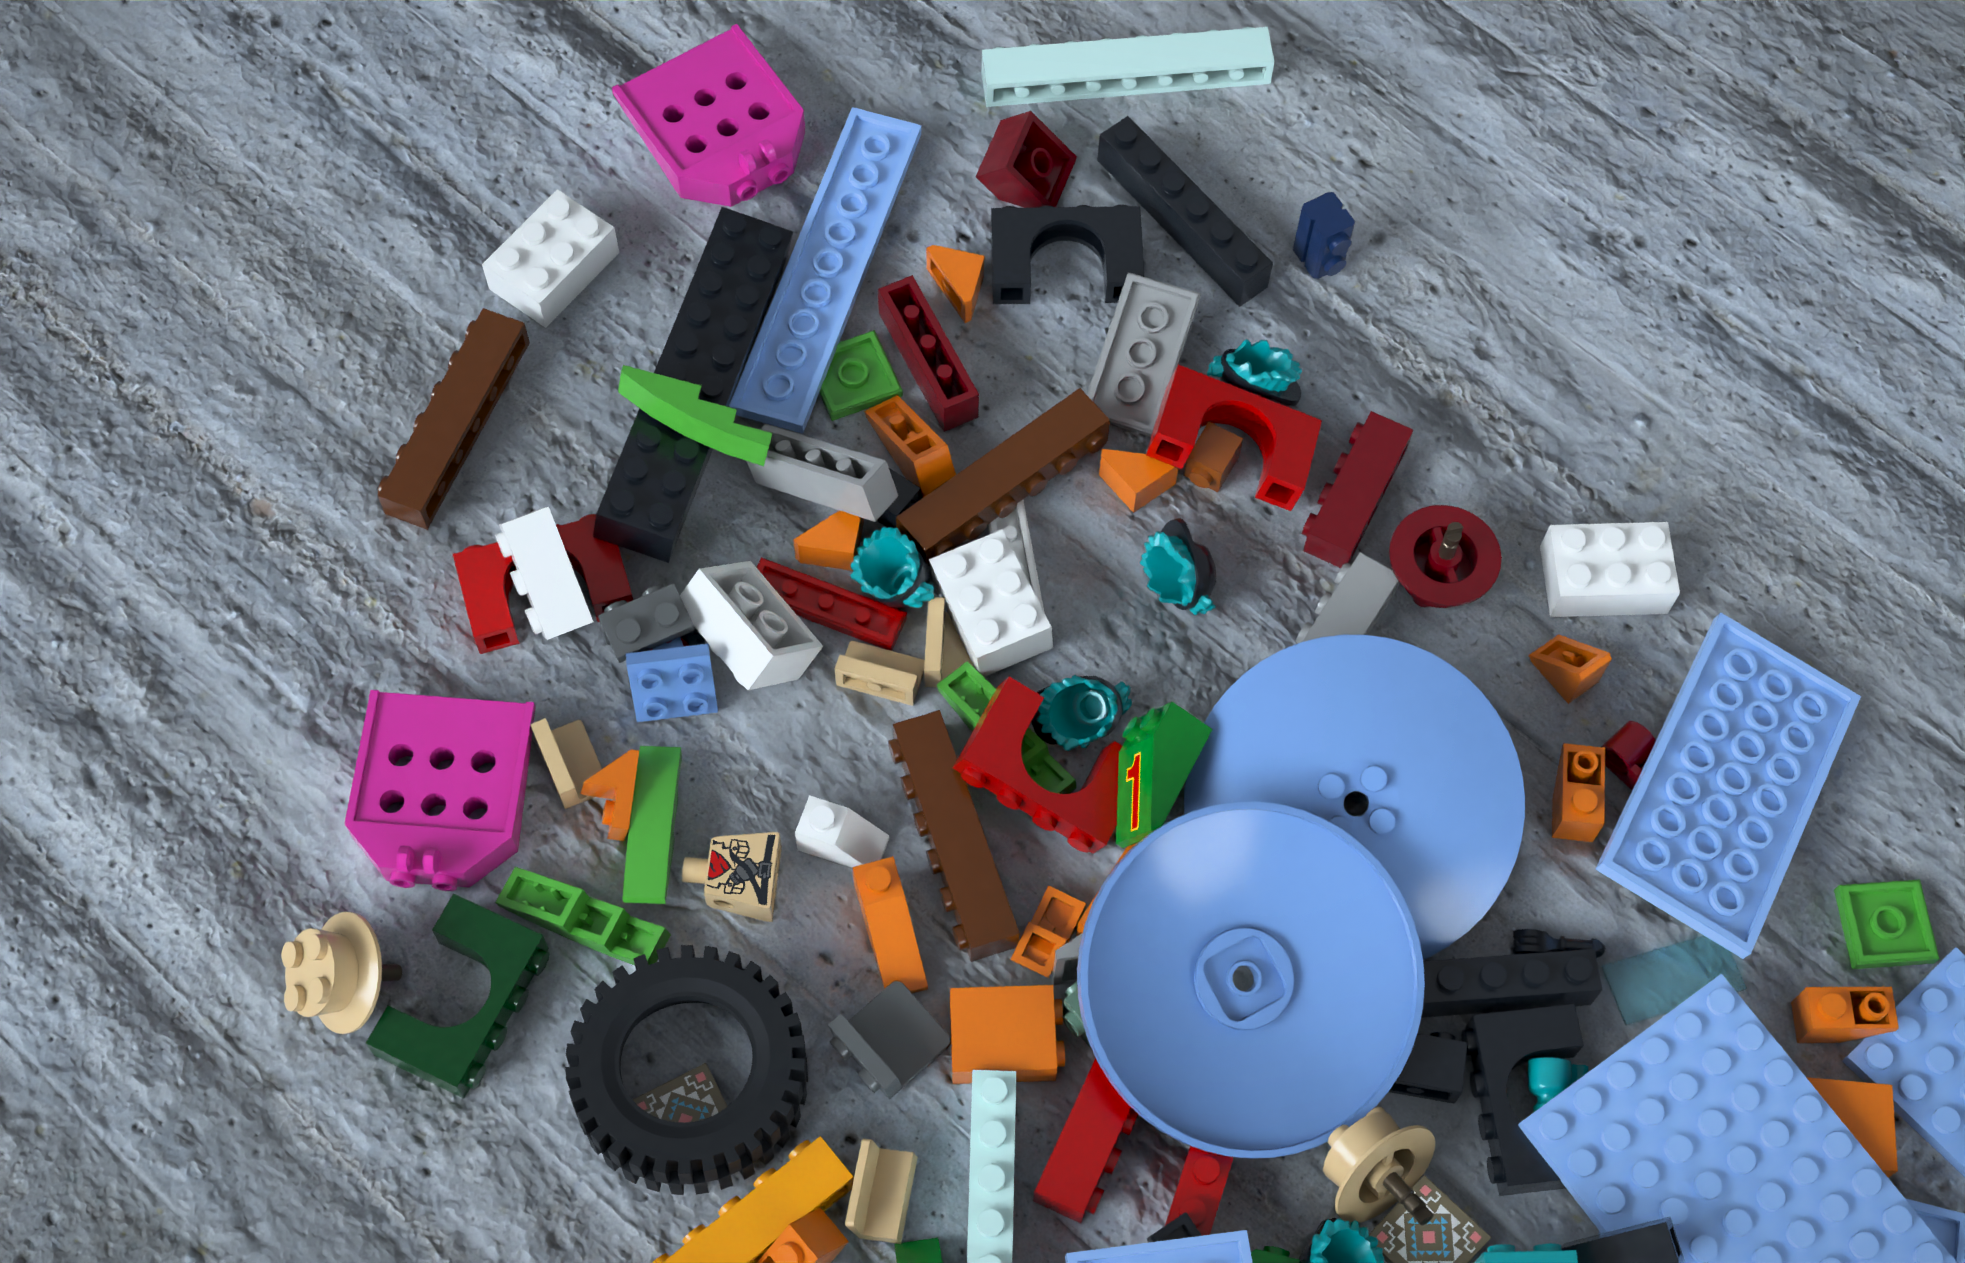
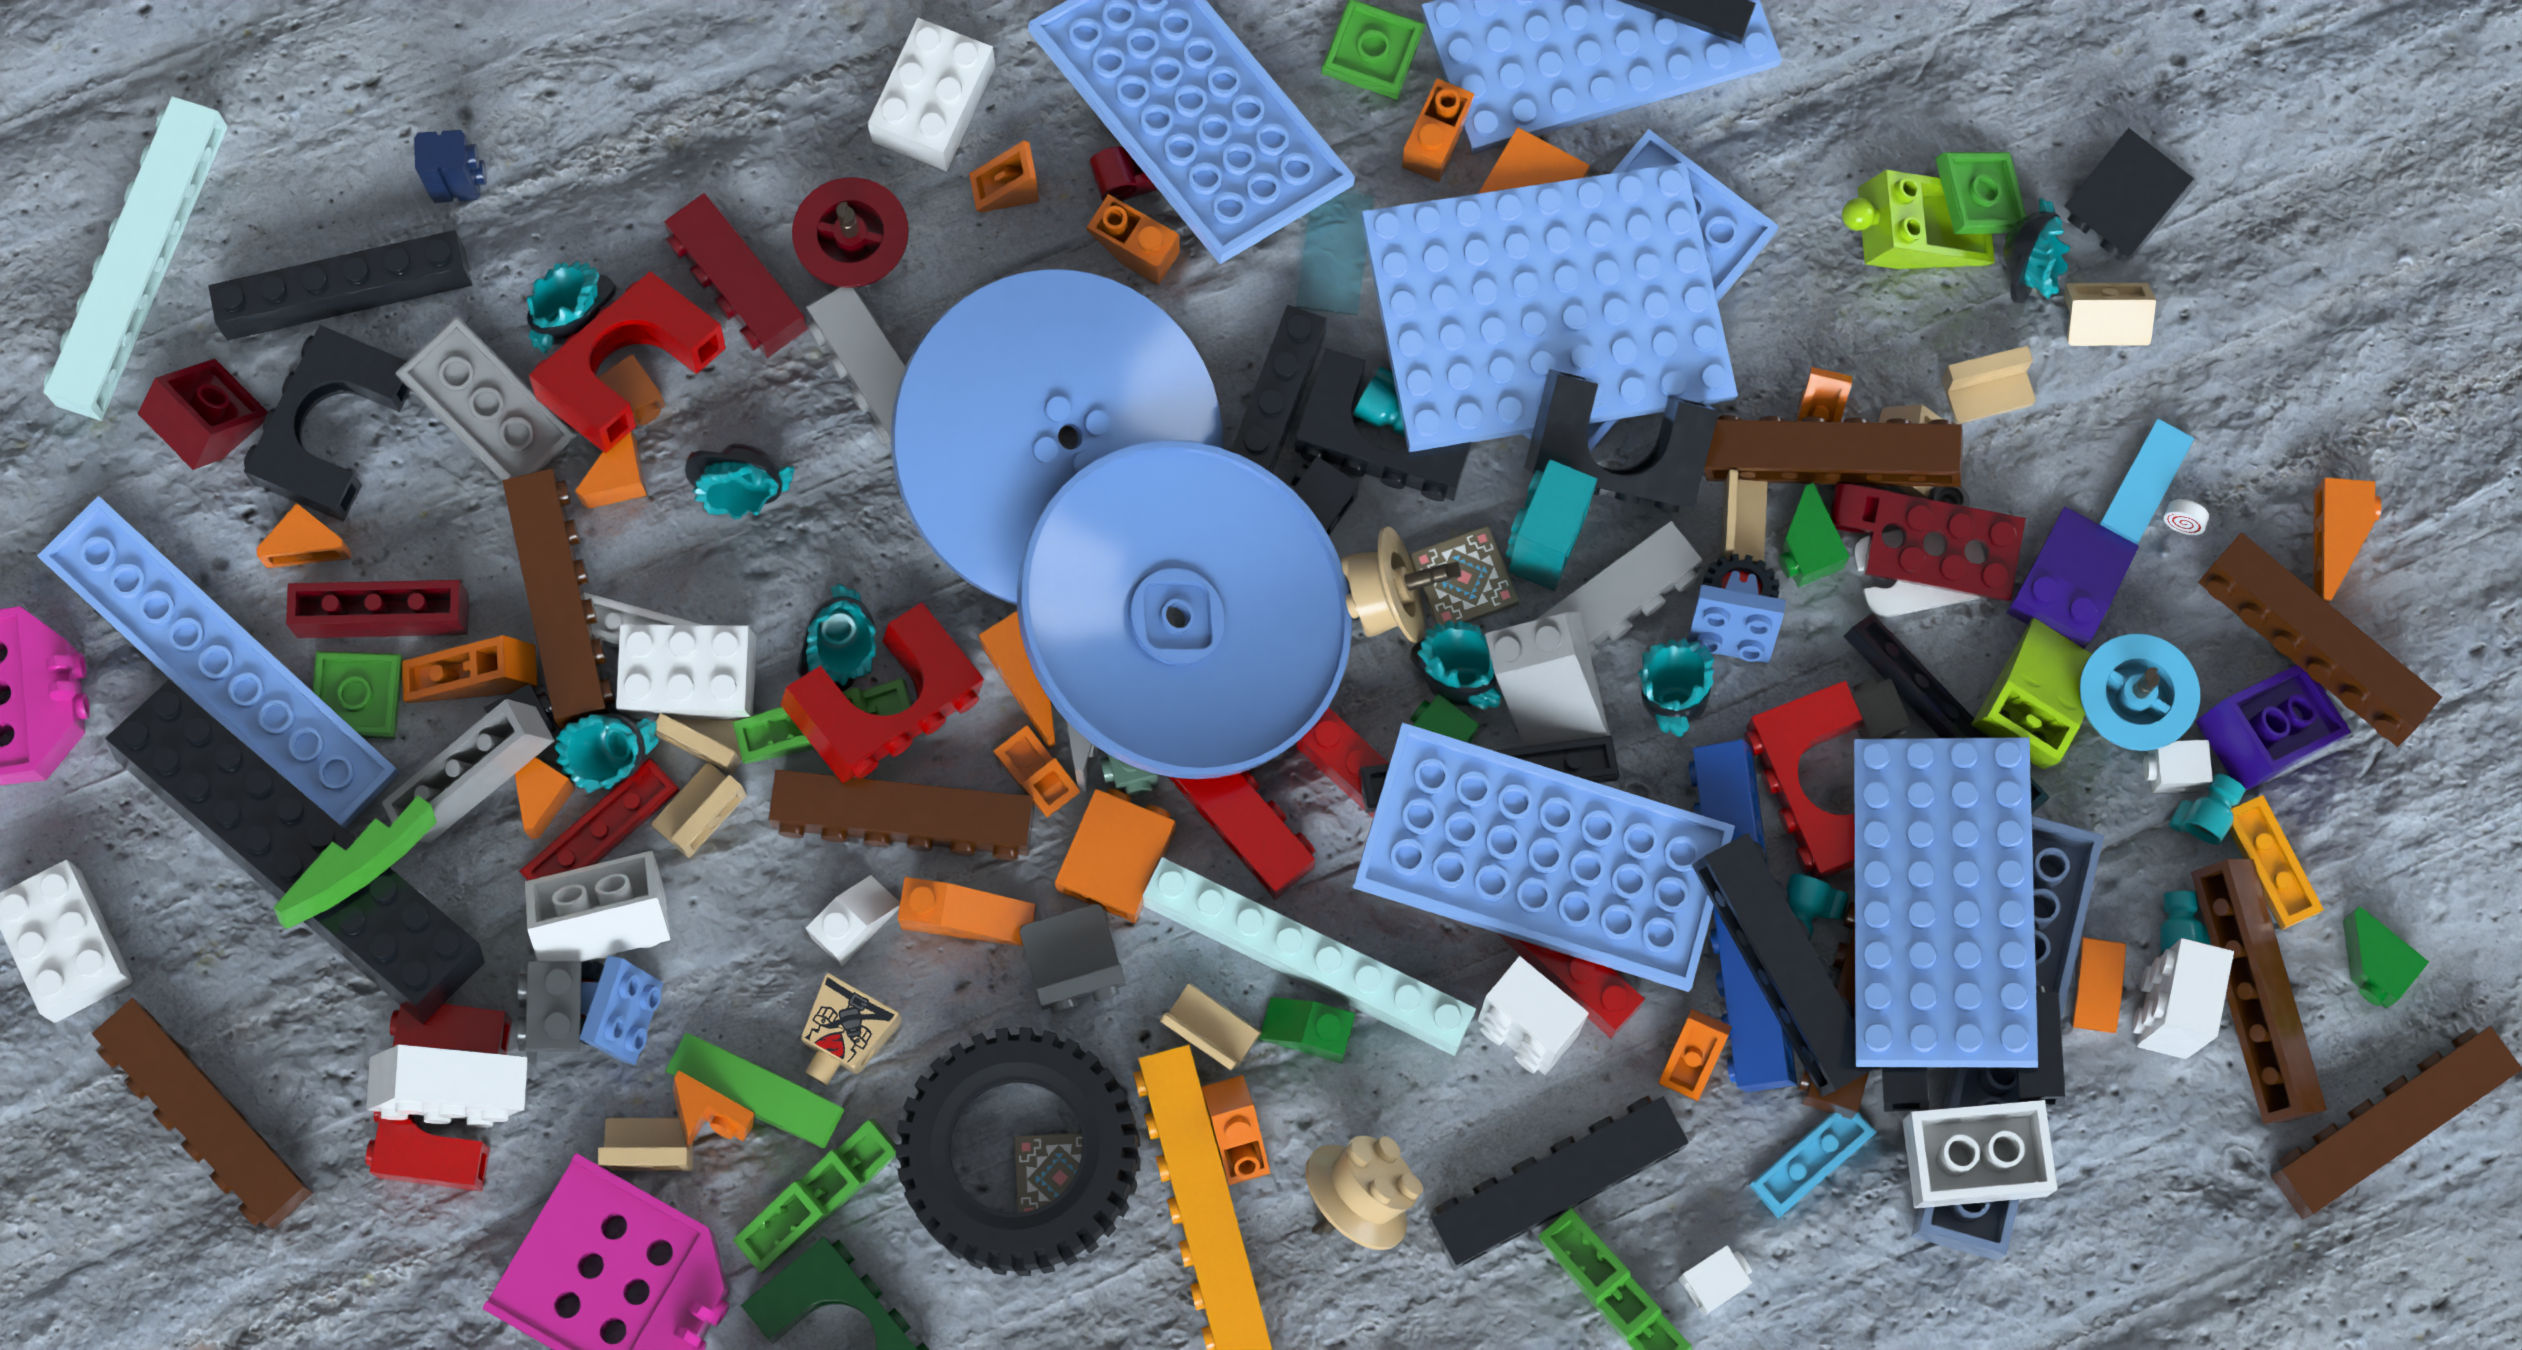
camera: 65 degrees left, 10 degrees up
(1154, 767) = (944, 600): green slope -> none
(1538, 941) = (1253, 346): black piece -> none

